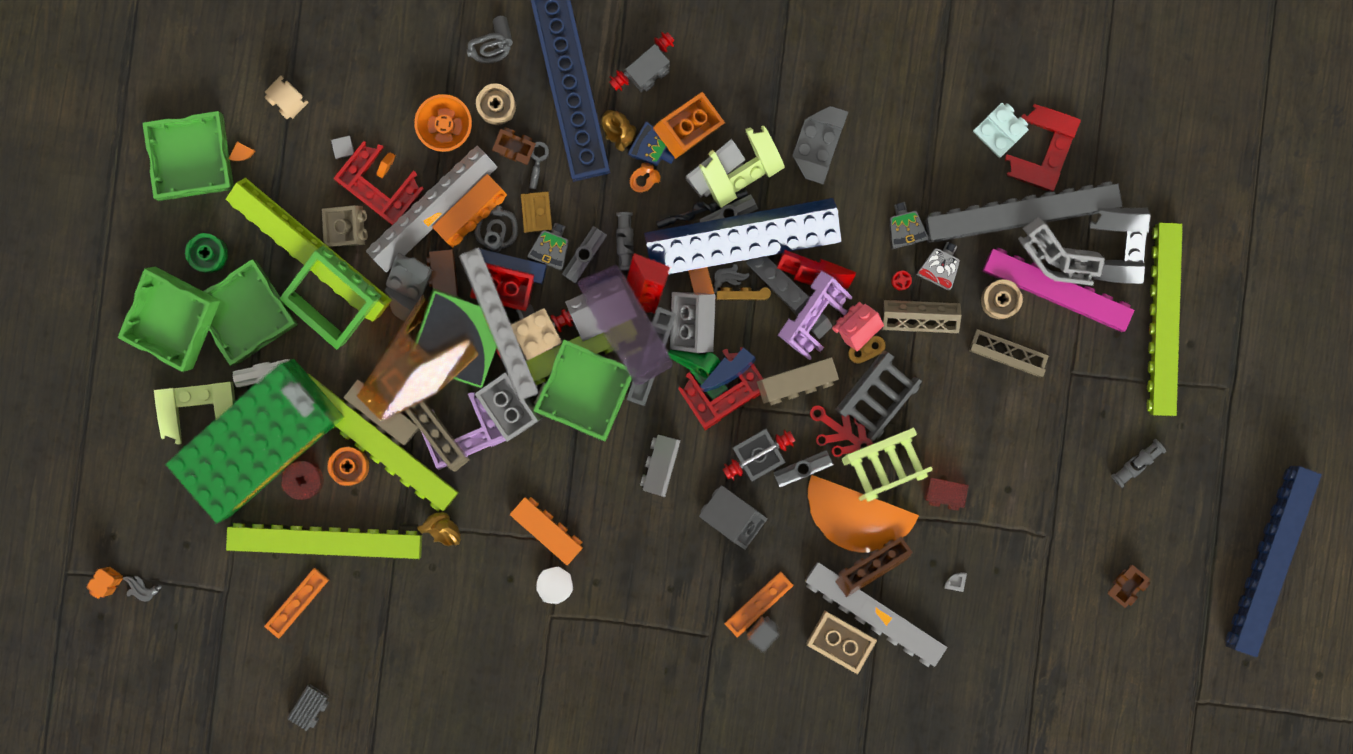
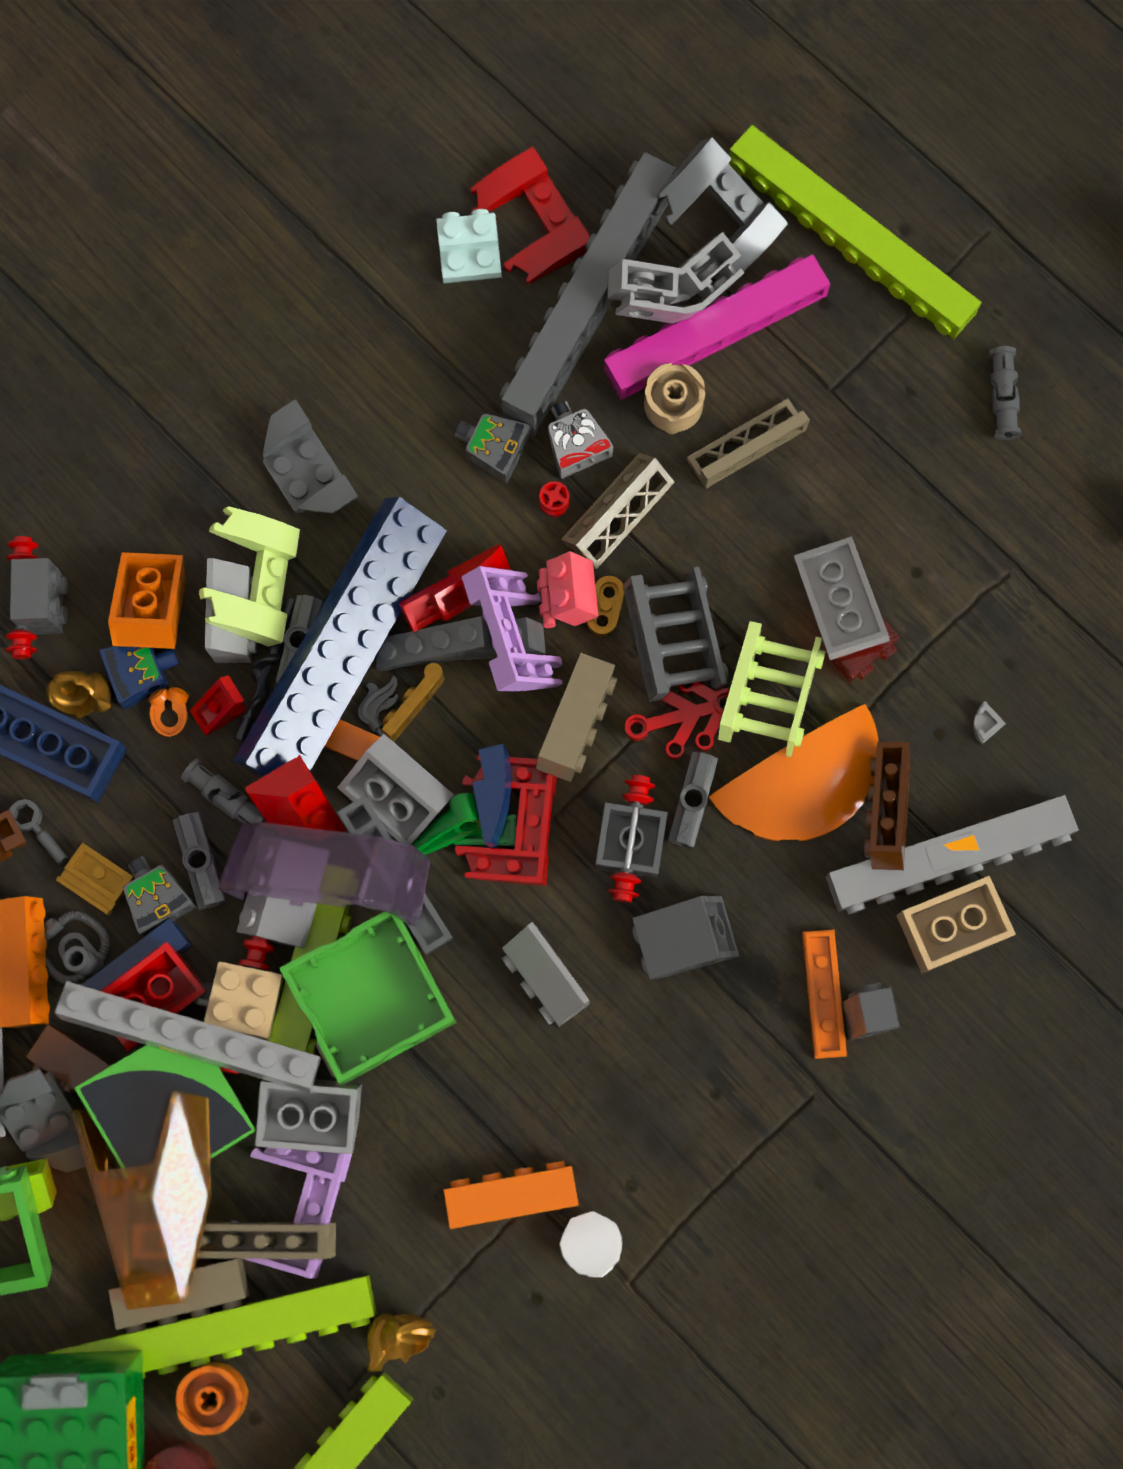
camera: 50 degrees left, 10 degrees down
(665, 201) = (218, 706): none -> red slope
(961, 463) = (841, 598): none -> light grey plate

